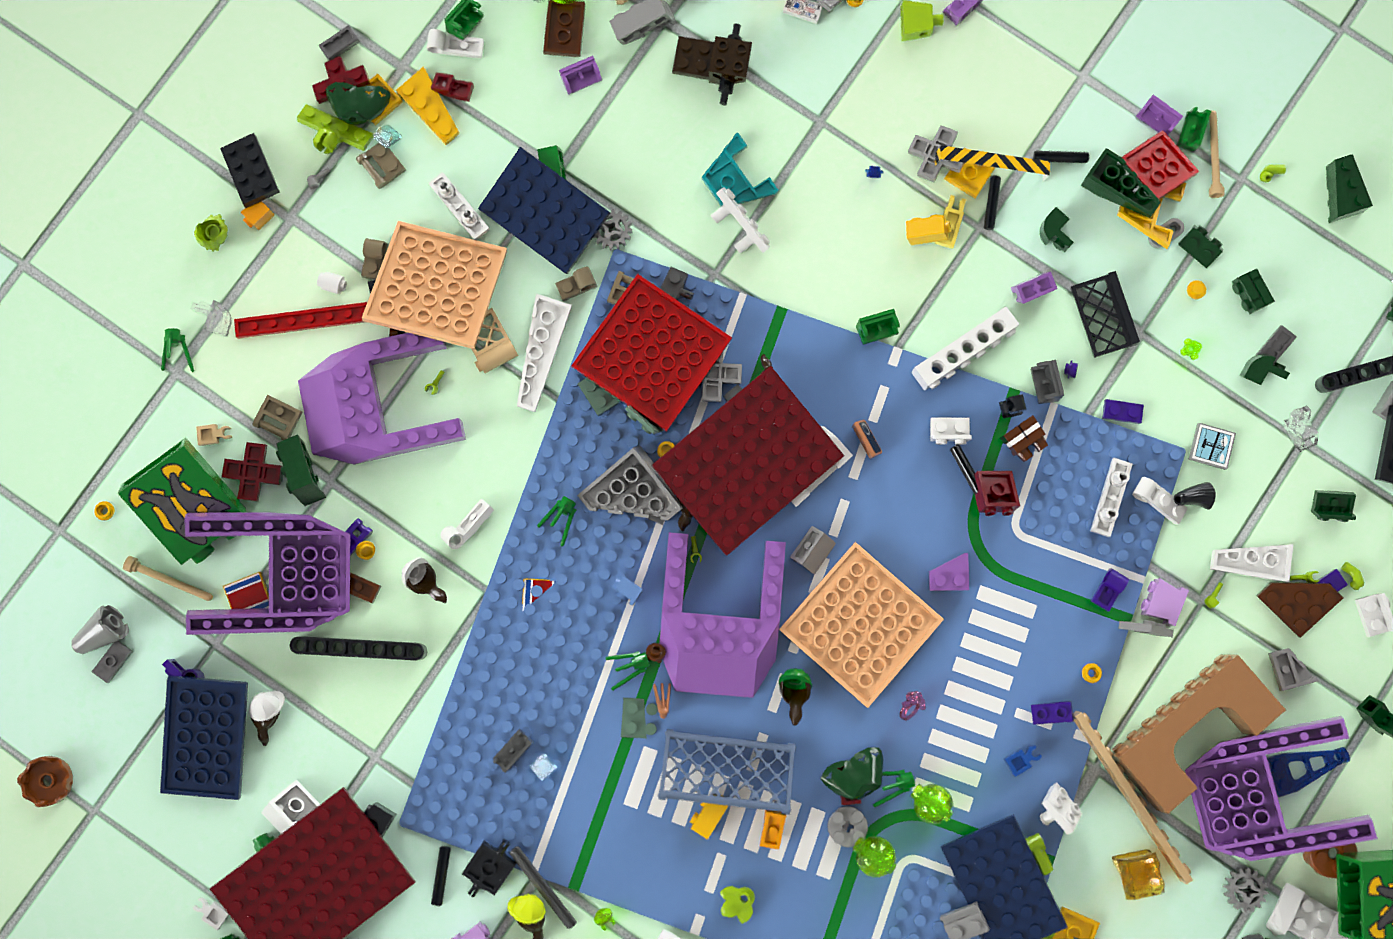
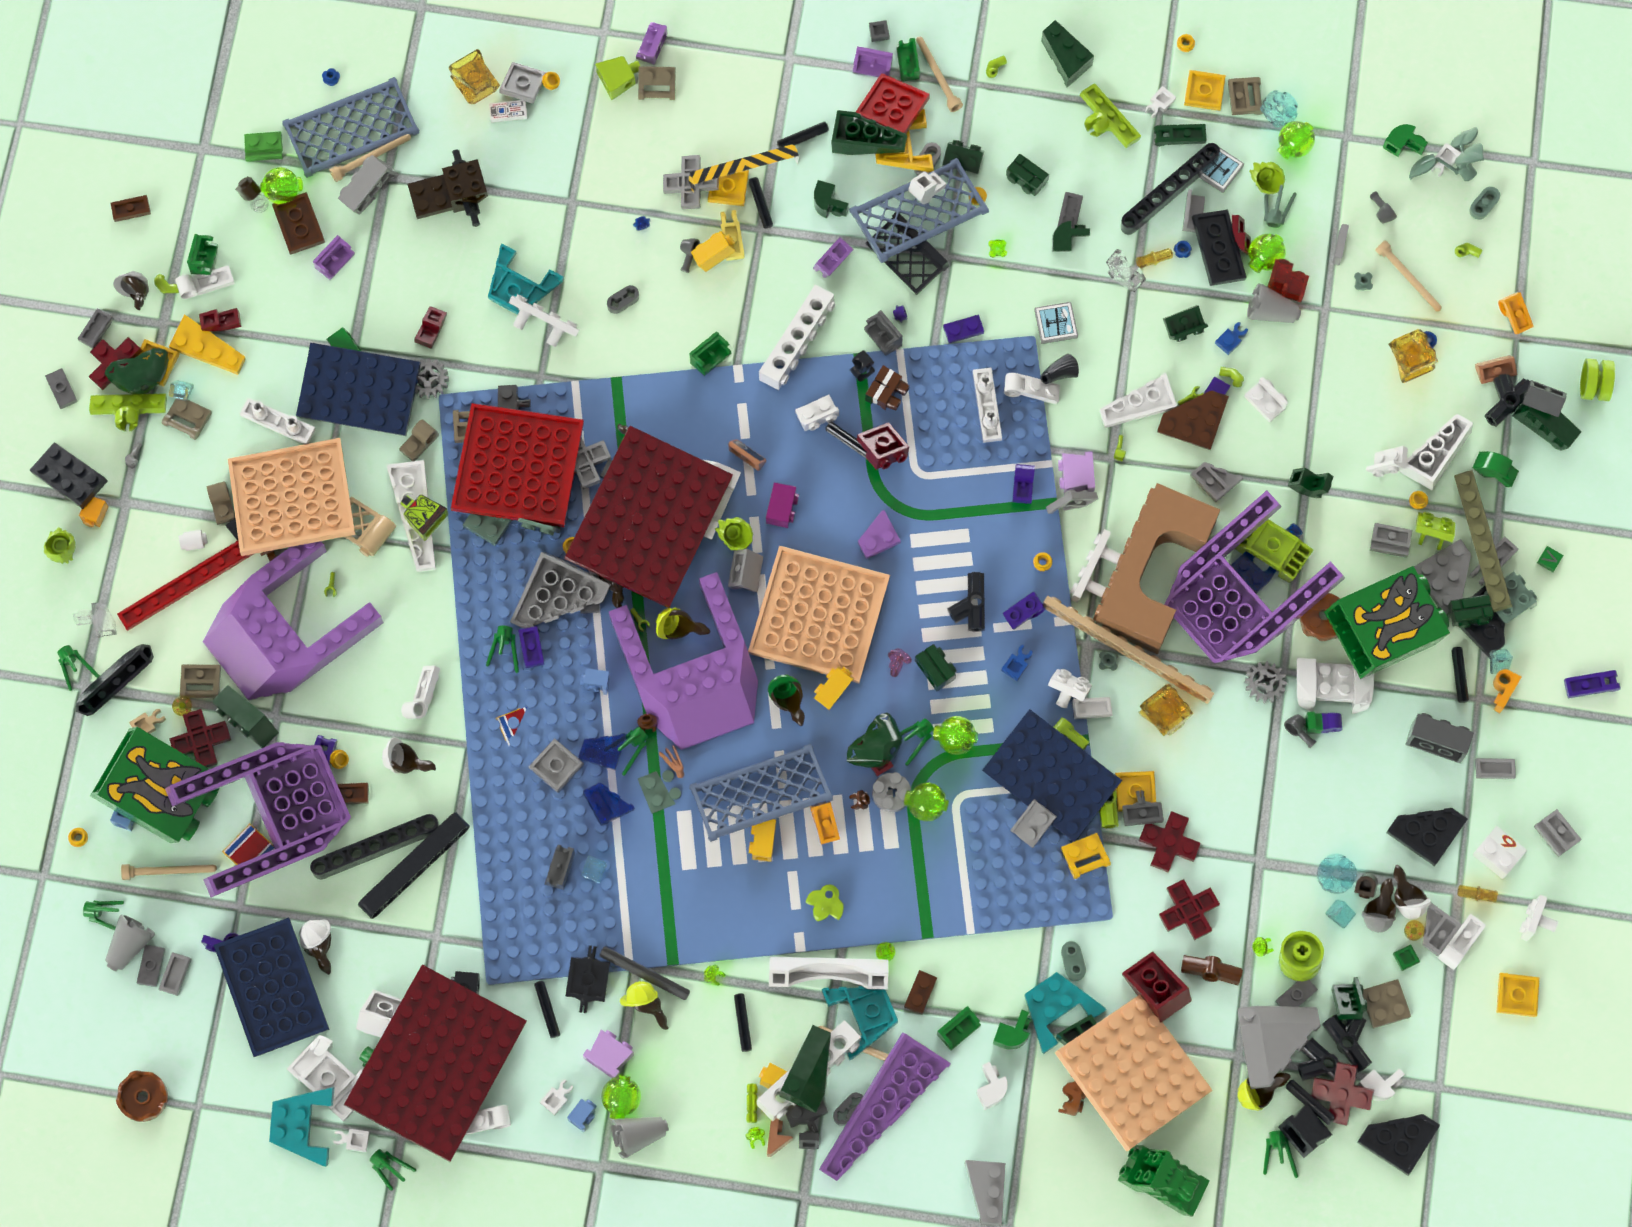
camera: 25 degrees left, 10 degrees down
(86, 587) = (94, 910): none -> green plant
(129, 679) = (175, 974): none -> light grey tile
(164, 873) = (292, 1124): none -> teal wing
(202, 380) = (114, 679): none -> black brick
(215, 841) = (321, 1070): none -> white piece
(251, 432) = (182, 705): none -> clear yellow tile
(283, 85) = (61, 388): none -> flat silver plate
(385, 682) = (413, 865): none -> black beam
(389, 17) = (132, 285): none -> piece
(416, 27) = (164, 286): none -> lime arm
(545, 358) = (423, 514): none -> torso
(555, 651) = (556, 765): none -> light grey tile
(582, 711) = (606, 804): none -> clear blue wing
(584, 529) = (531, 647): none -> dark purple plate
(603, 659) = (603, 750): none -> clear blue wing
(637, 181) = (431, 327): none -> slope
(726, 572) = (676, 624): none -> piece
(817, 821) = (862, 800): none -> reddish brown plate
(820, 512) = (735, 533): none -> lime hair
(823, 241) = (620, 297): none -> dark grey beam
(841, 704) = (836, 684): none -> yellow brick
(875, 504) = (781, 505): none -> magenta brick
(905, 214) = (687, 246): none -> dark grey bar
(945, 728) = (935, 667): none -> dark green brick
(953, 38) = (656, 76): none -> dark tan plate
(998, 683) = (965, 608): none -> black piece
(1079, 838) = (1092, 708): none -> white tile
(1113, 794) = (1112, 656): none -> sand green plate
(1127, 702) = (1085, 582): none -> white plate
(1140, 252) = (883, 257): none -> sand blue door
(1155, 262) = (926, 186): none -> white brick
(1179, 88) = (879, 31): none -> dark grey plate
(1320, 771) = (1277, 549): none -> lime plate
(1334, 427) = (1154, 258): none -> clear yellow axle
(1354, 270) = (1107, 117): none -> lime plate
(1369, 539) = (1230, 339): none -> blue plate
(1370, 431) = (1182, 245): none -> blue plate

